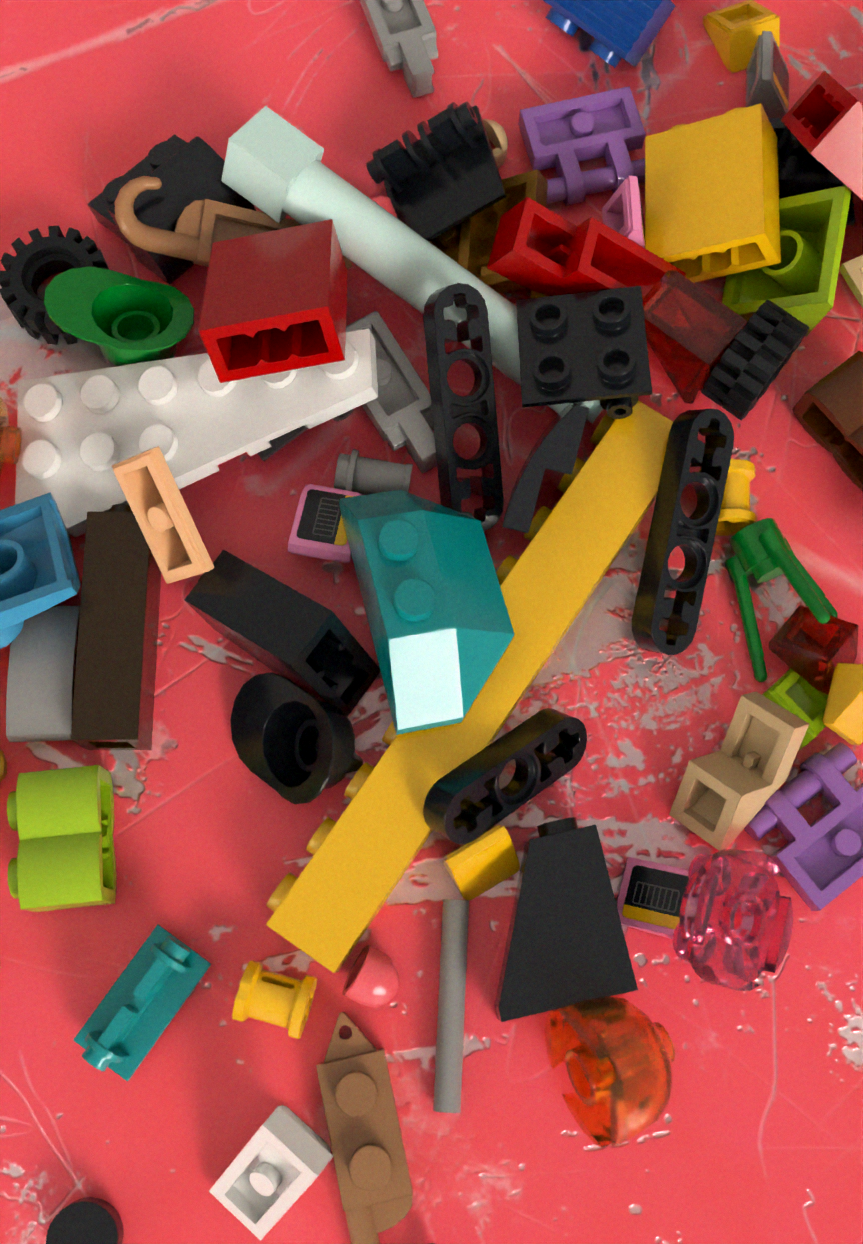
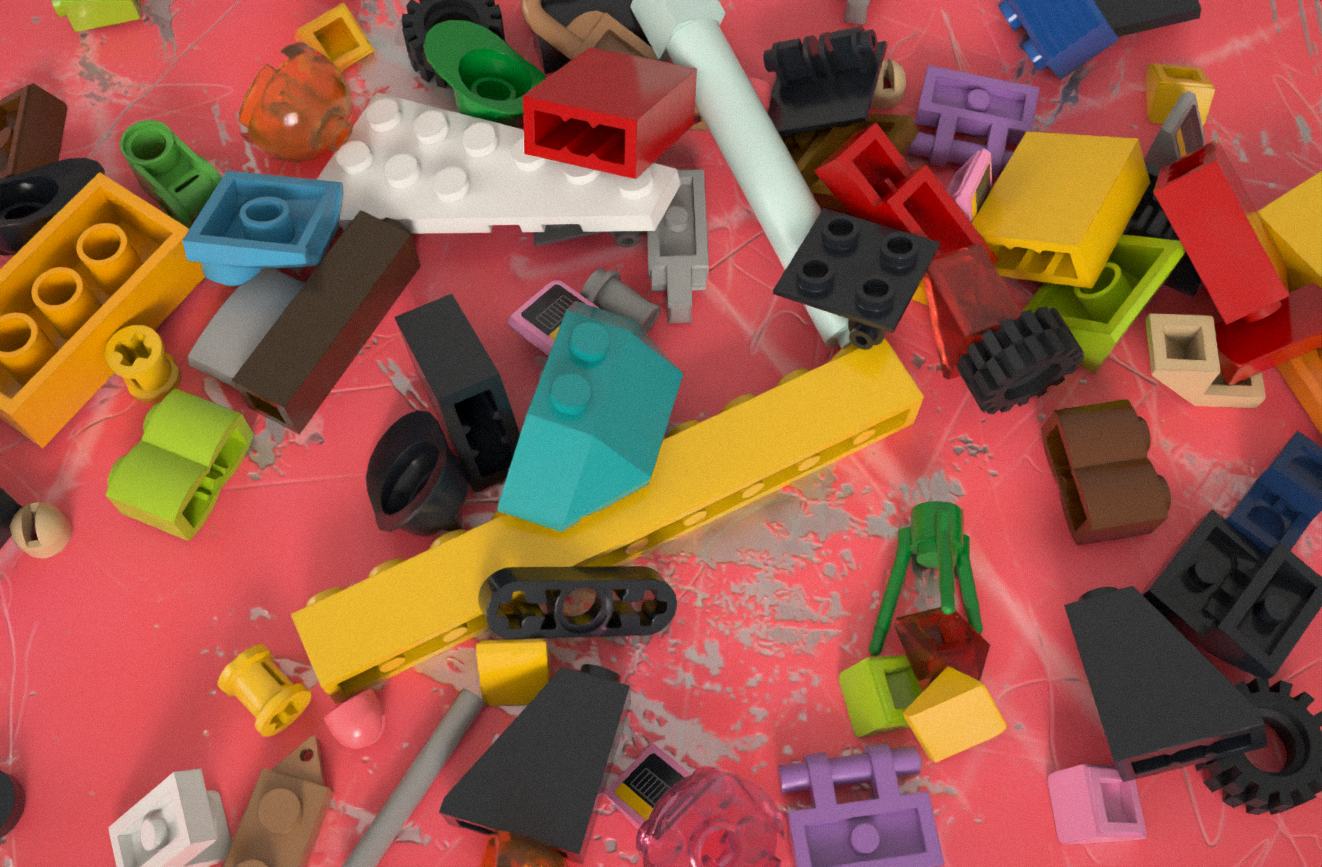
camera: 30 degrees right, 10 degrees down
(141, 1004) = (154, 635): teal hinge -> none
(162, 515) = (413, 237): light nougat slope -> none
(475, 408) = (734, 281): black beam -> none
(553, 450) = (782, 336): black slope -> none
(673, 529) = (873, 483): black beam -> none
(732, 785) = (780, 729): tan slope -> none
(735, 505) = (931, 468): yellow bush -> none

